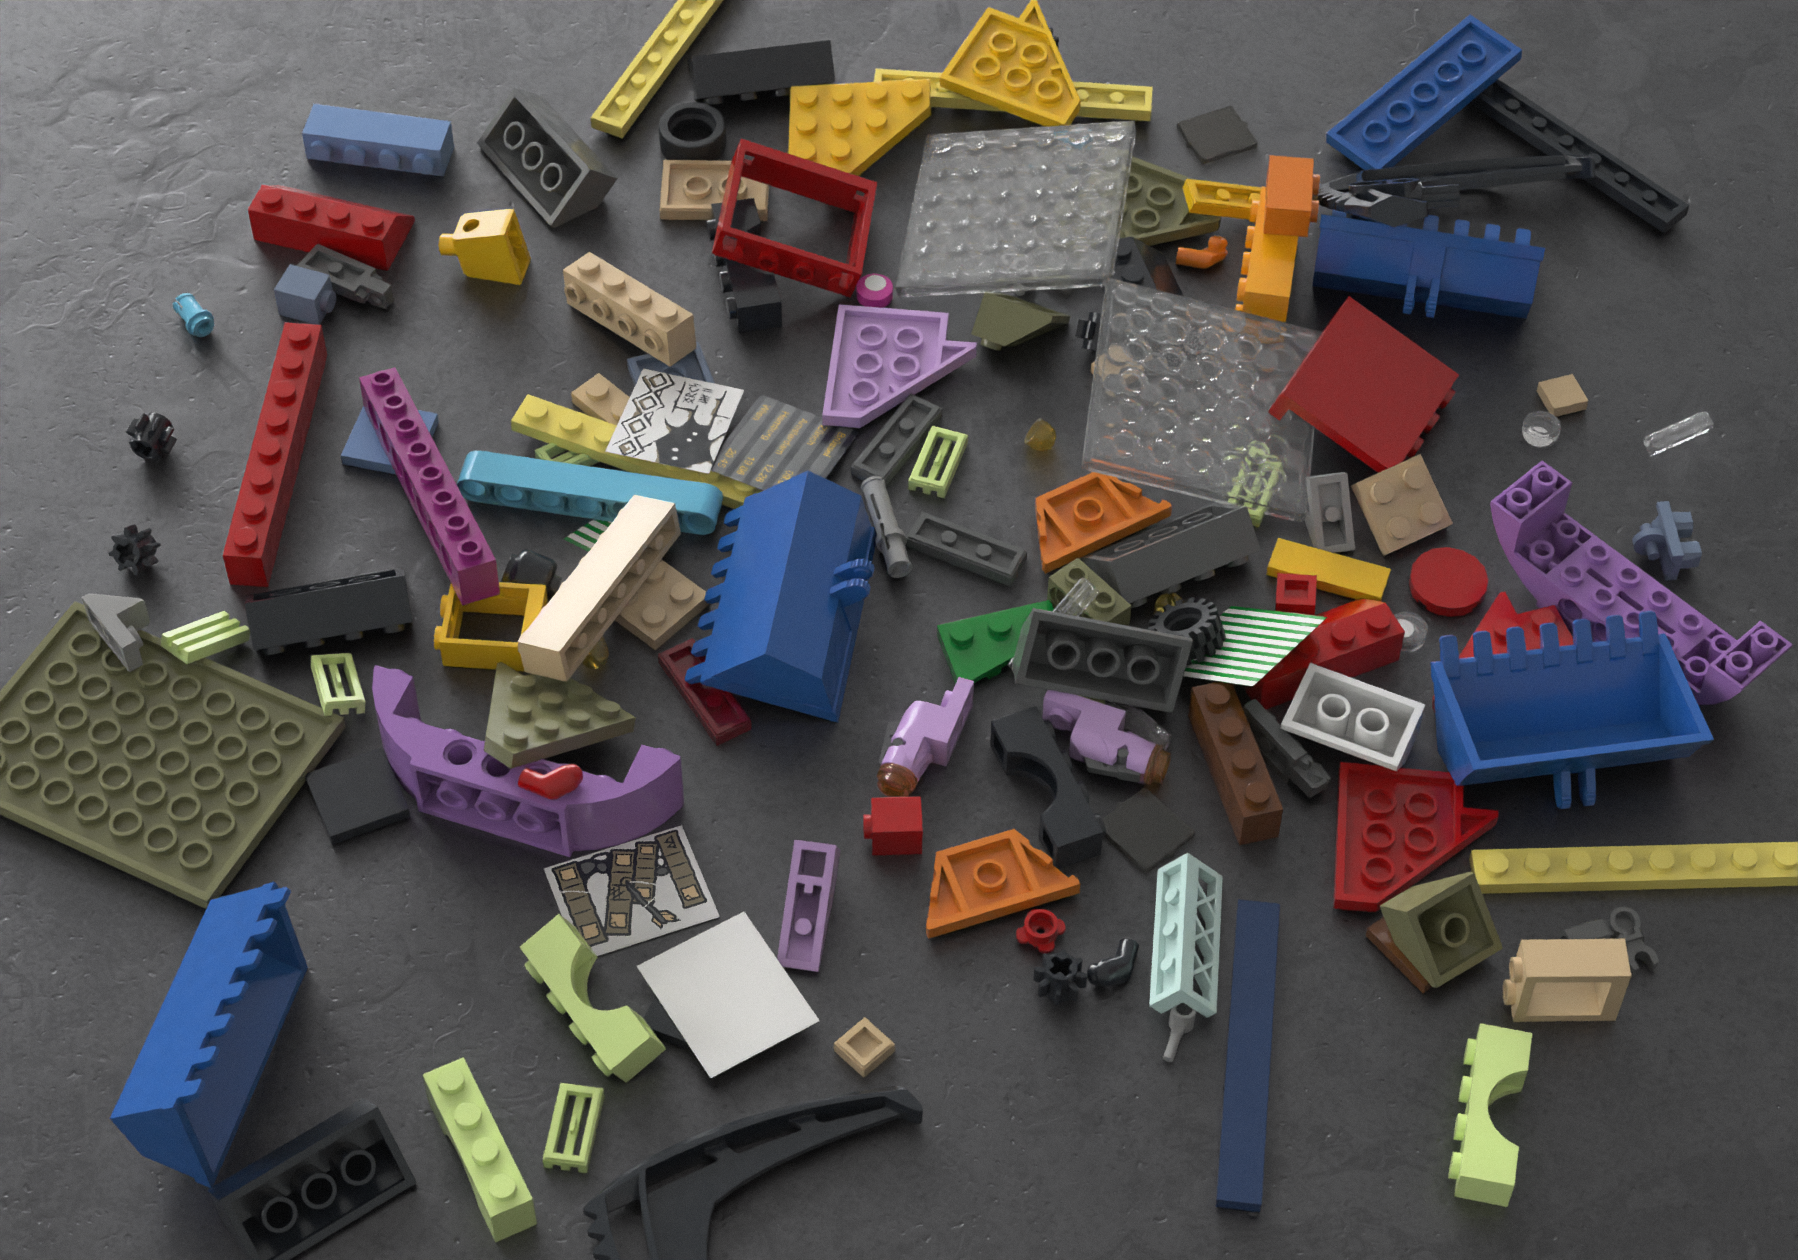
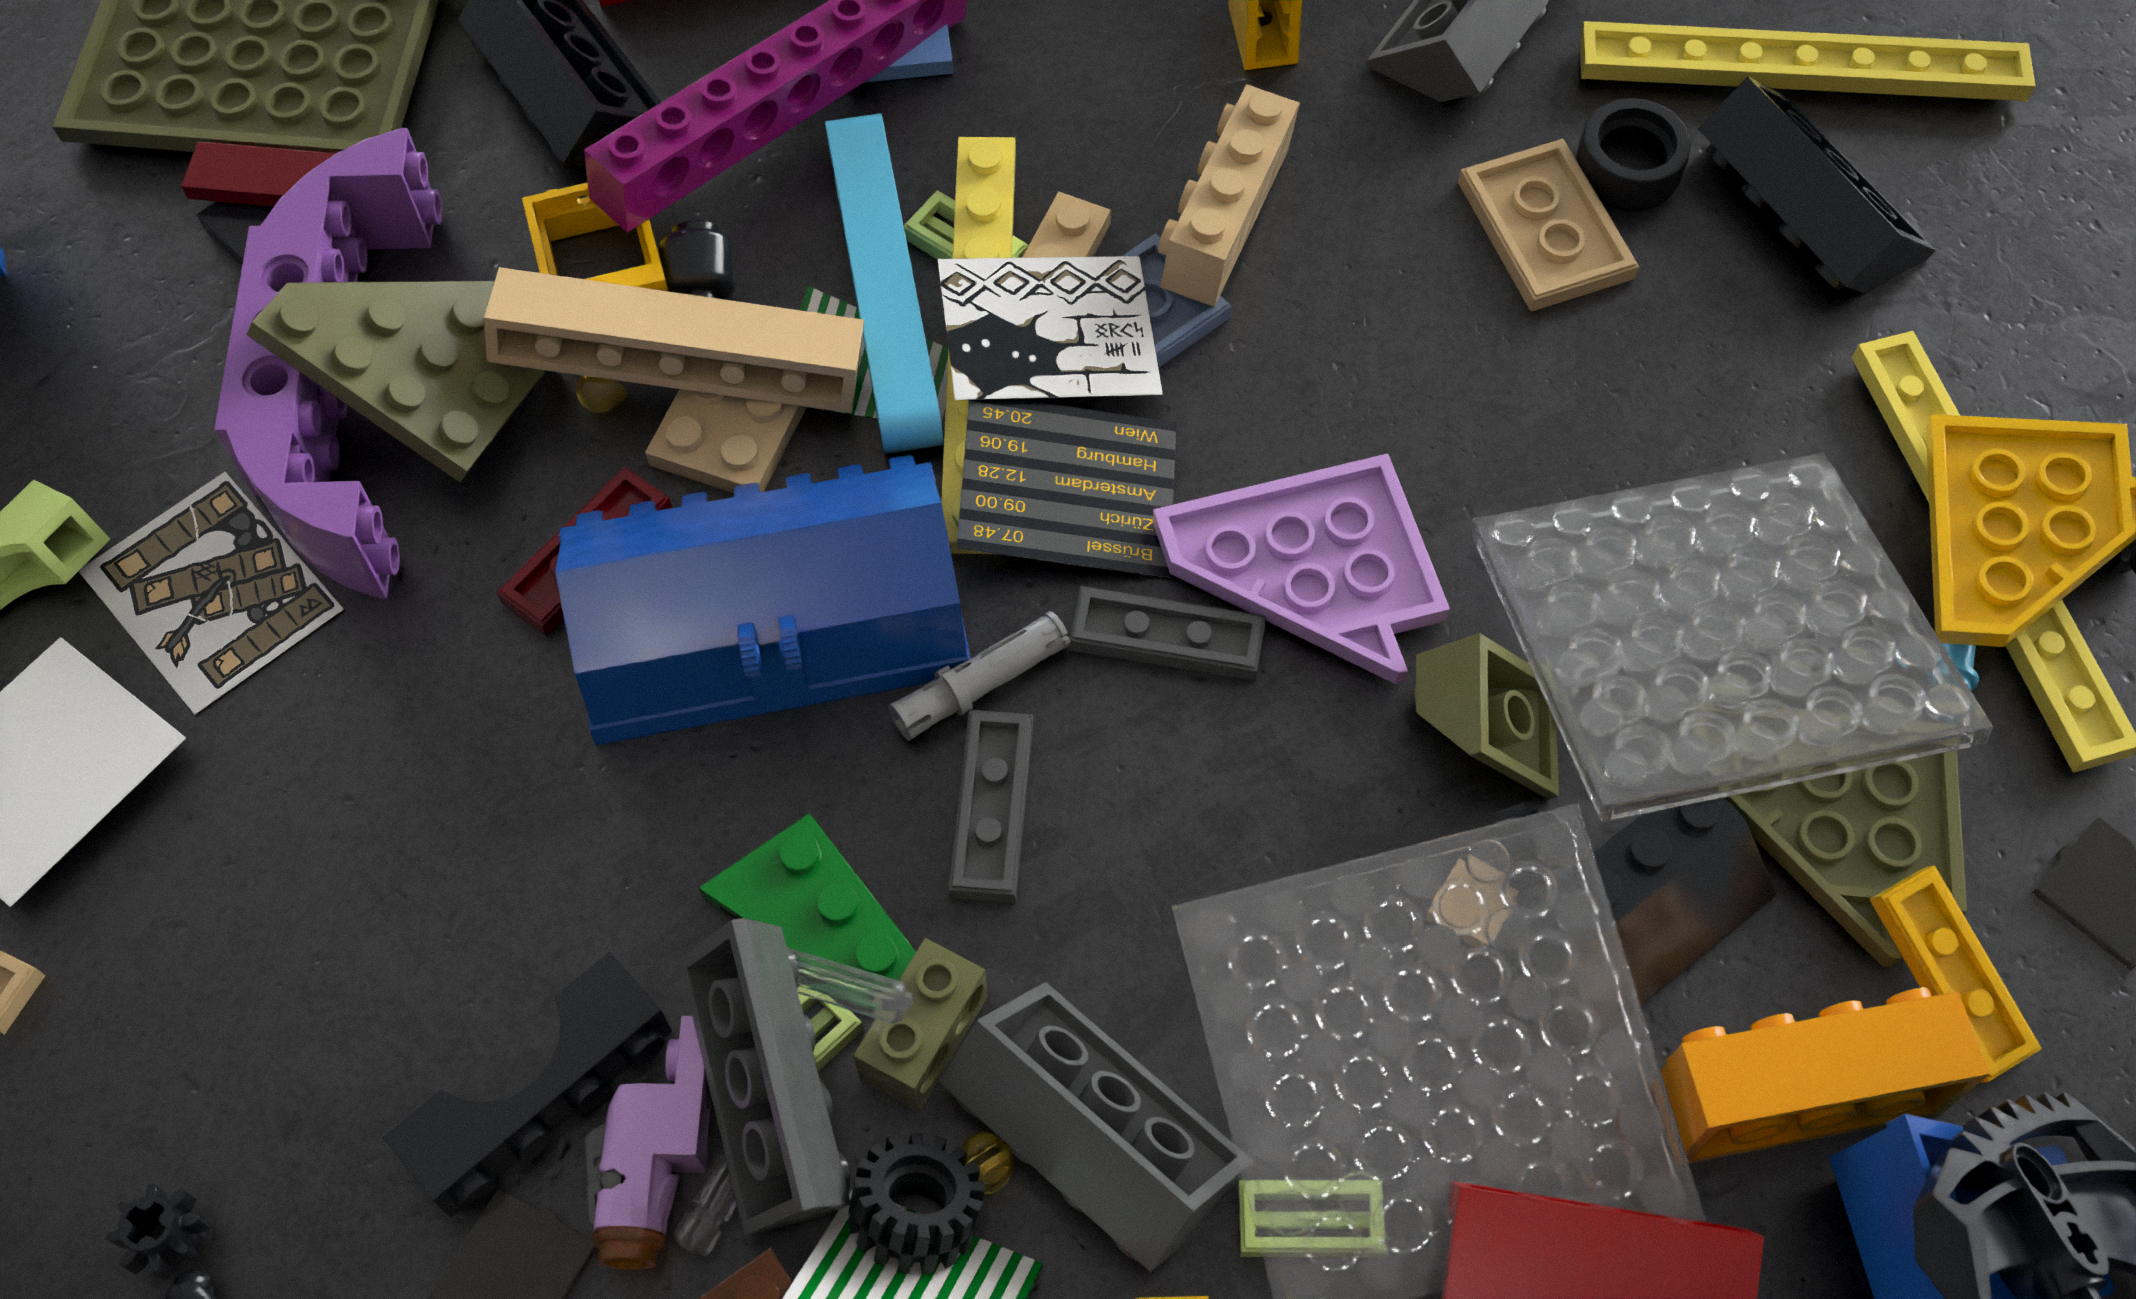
camera: 70 degrees right, 10 degrees up
(330, 780) = (246, 172): none -> dark red tile
(340, 701) = (448, 134): yellowish green tile -> none
(553, 784) = (240, 396): red arm -> none
(753, 295) = (1461, 274): black arch -> none
(807, 180) = (1599, 300): red window -> none
(808, 904) = (222, 814): lavender slope -> none
(855, 122) = (1770, 340): yellow wing -> none
(874, 290) = (1456, 496): dark pink tile -> none
(894, 825) = (392, 887): red brick -> none
(921, 737) = (577, 866): lavender plate -> none
(930, 483) = (1146, 725): yellowish green tile -> none
(992, 881) = (330, 1066): orange wing -> none
(1040, 436) = (1264, 831): clear yellow hinge -> none
(1040, 920) = (241, 1161): red plate -> none
(1091, 516) = (1120, 965): orange wing -> none
(1206, 257) = (1800, 964): orange arm -> none
(1289, 196) = (1940, 1044): orange brick -> none

